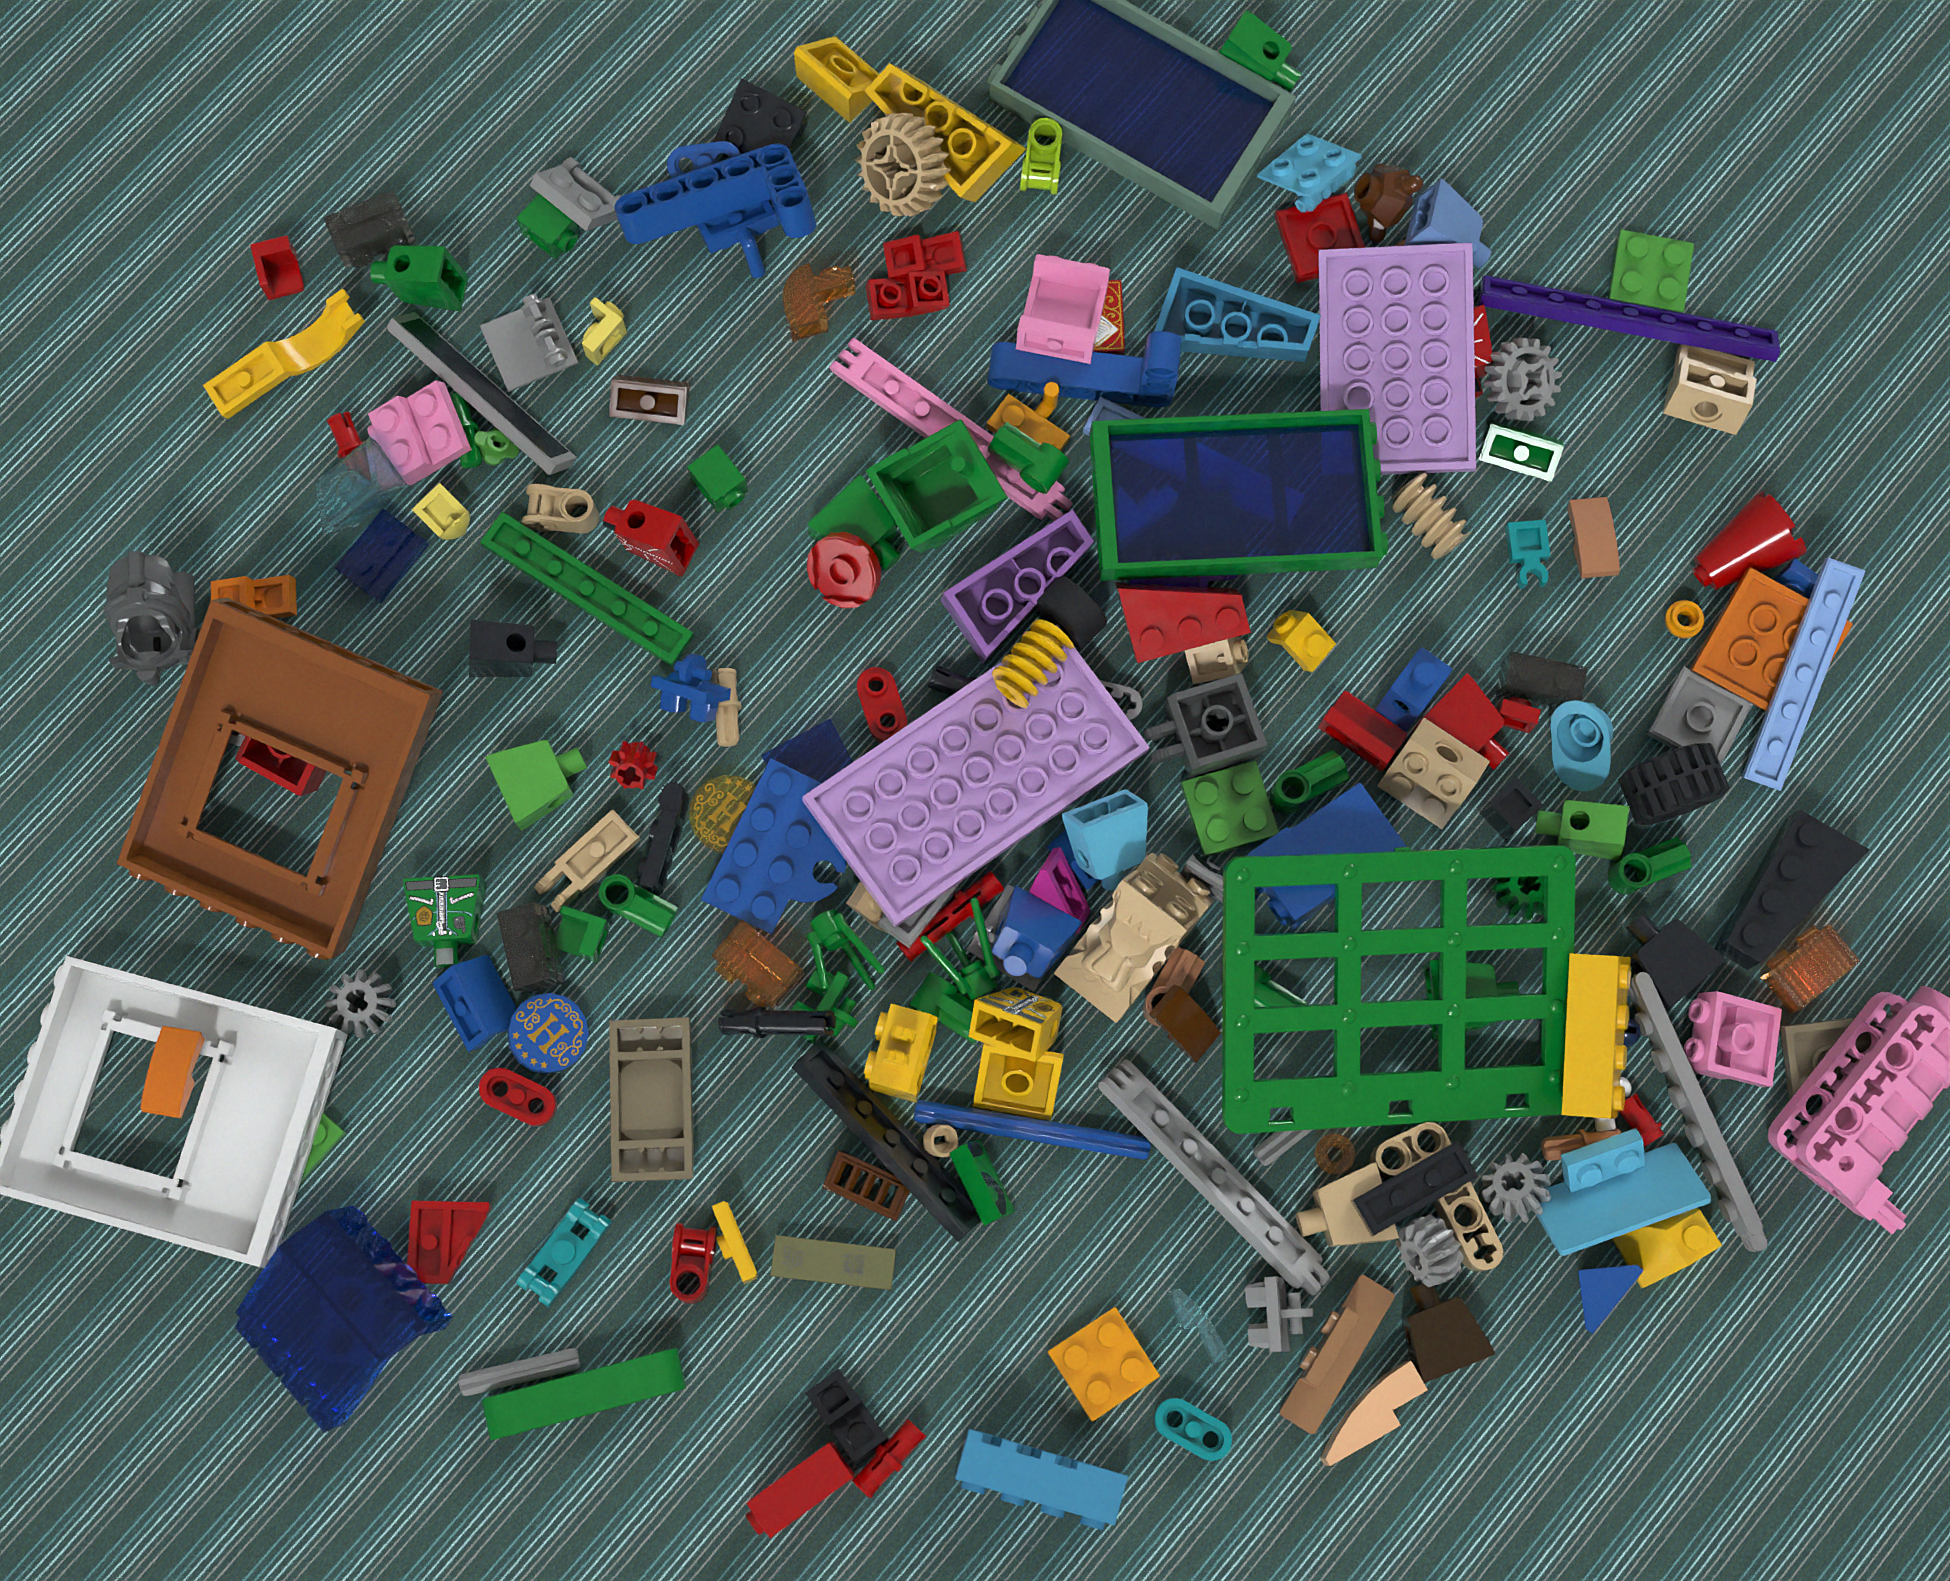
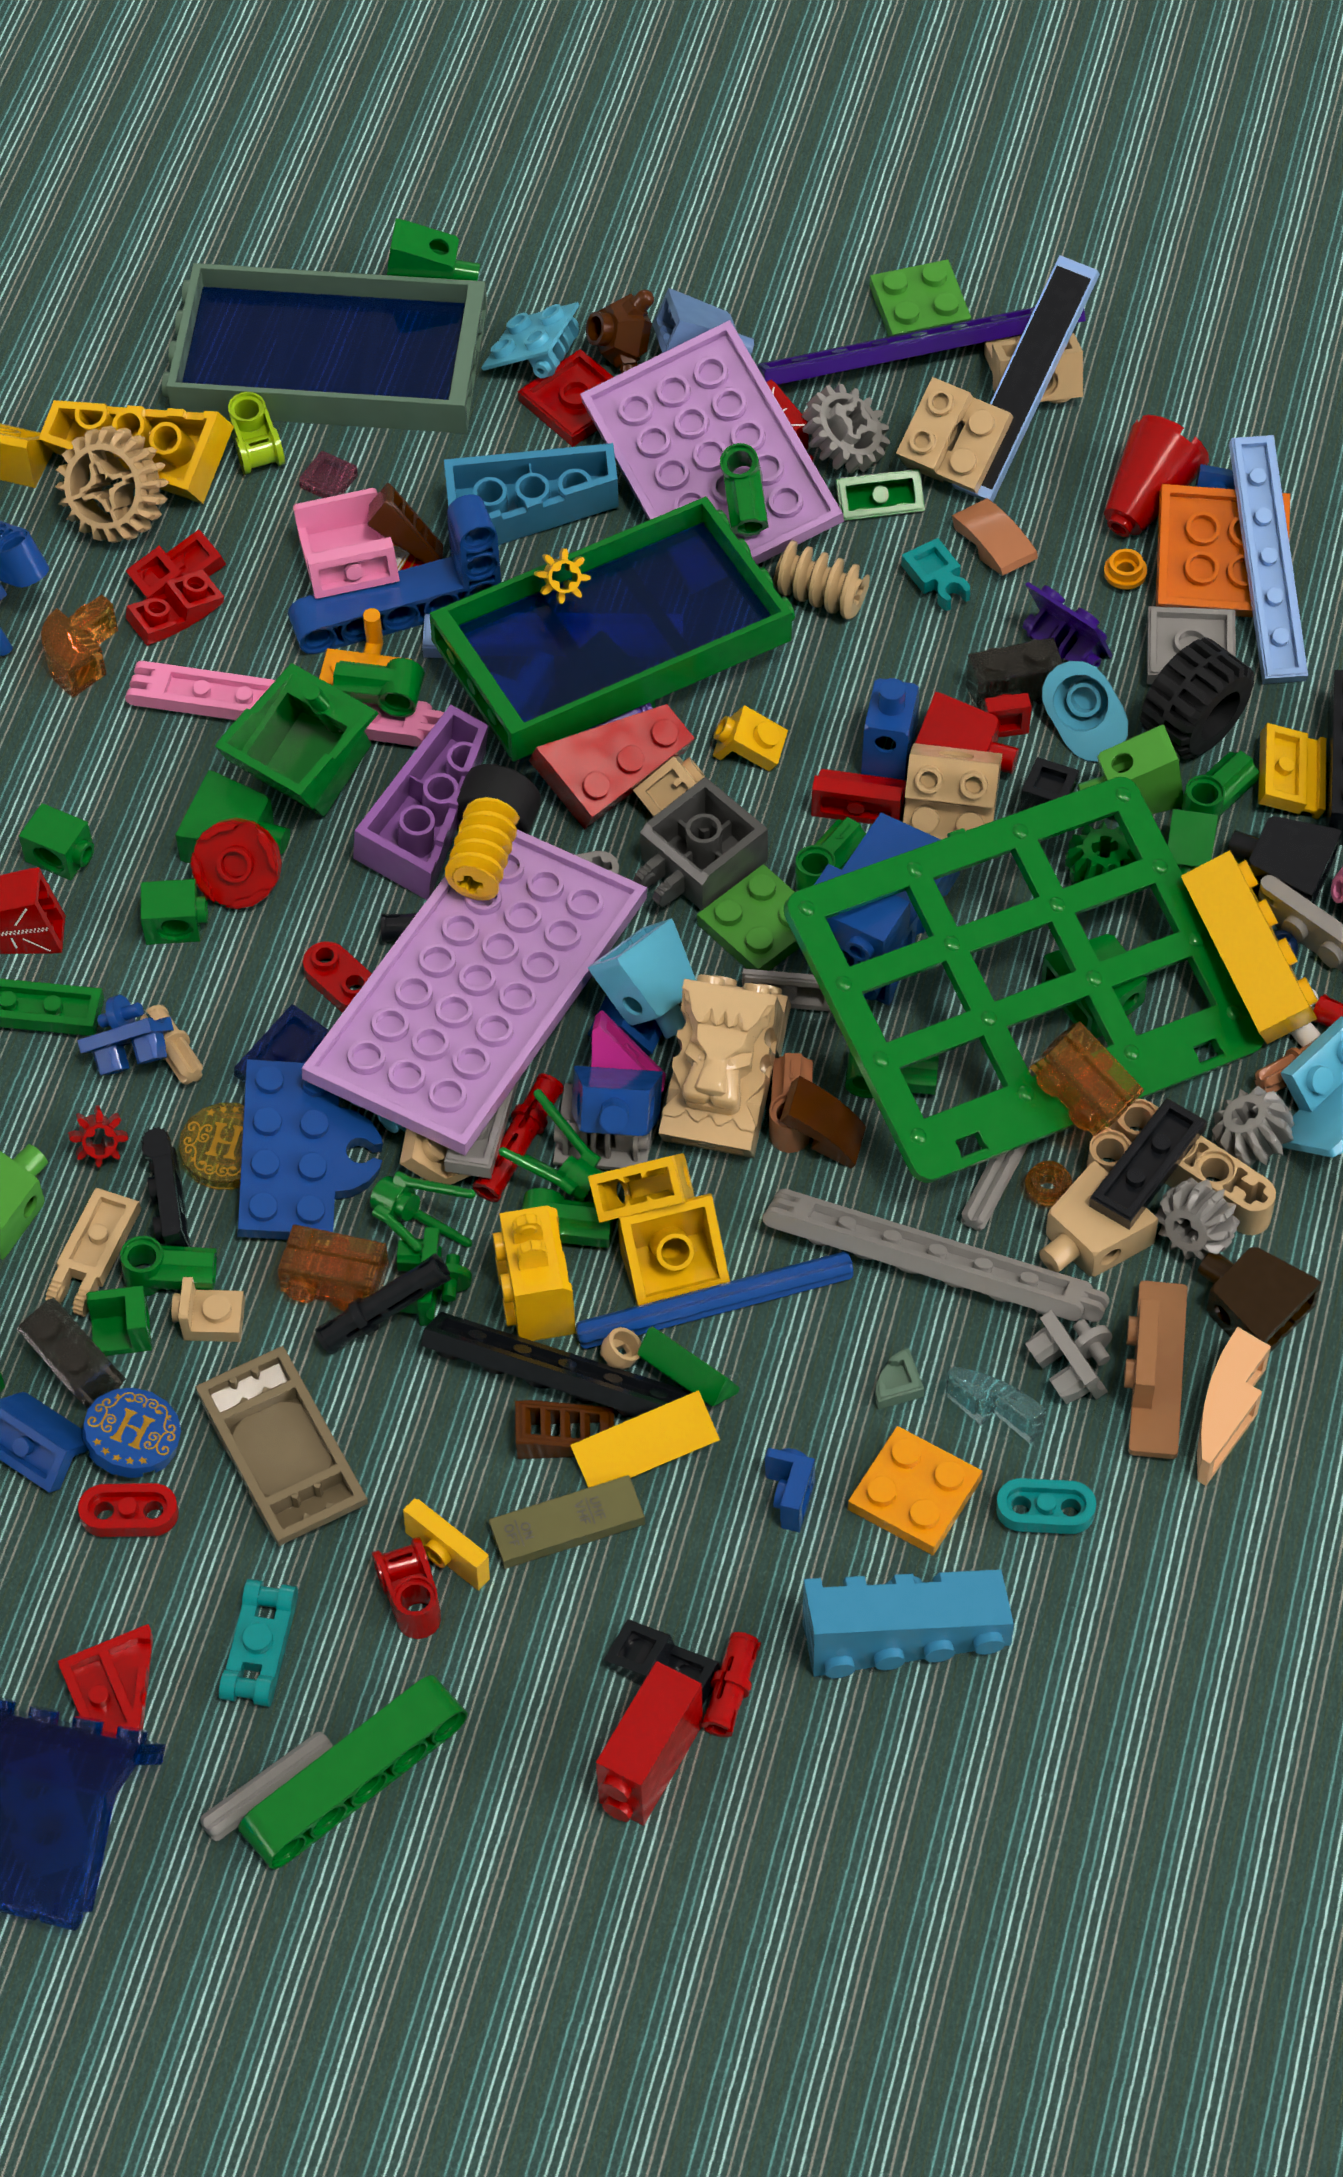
camera: 20 degrees left, 20 degrees down
(650, 956) = (208, 1313): none -> tan bracket
(778, 586) = (172, 911): none -> green brick
(919, 1231) = (646, 1441): none -> yellow sticker
(1009, 1326) = (795, 1484): none -> blue bracket
(1085, 223) = (328, 476): none -> clear pink tile
(1118, 313) = (396, 519): none -> reddish brown slope
(1136, 1265) = (898, 1381): none -> sand green tile
(1205, 431) = (568, 585): none -> yellow gear
(1399, 1102) = (1085, 1079): none -> clear orange brick
(1403, 417) = (744, 490): none -> green piece
(1597, 417) = (953, 436): none -> tan brick
(1601, 908) = (1192, 838): none -> green brick
(1603, 639) = (1073, 632): none -> dark purple hinge
(1692, 410) = (1037, 360): none -> black tile
(1720, 875) = (1292, 771): none -> yellow plate

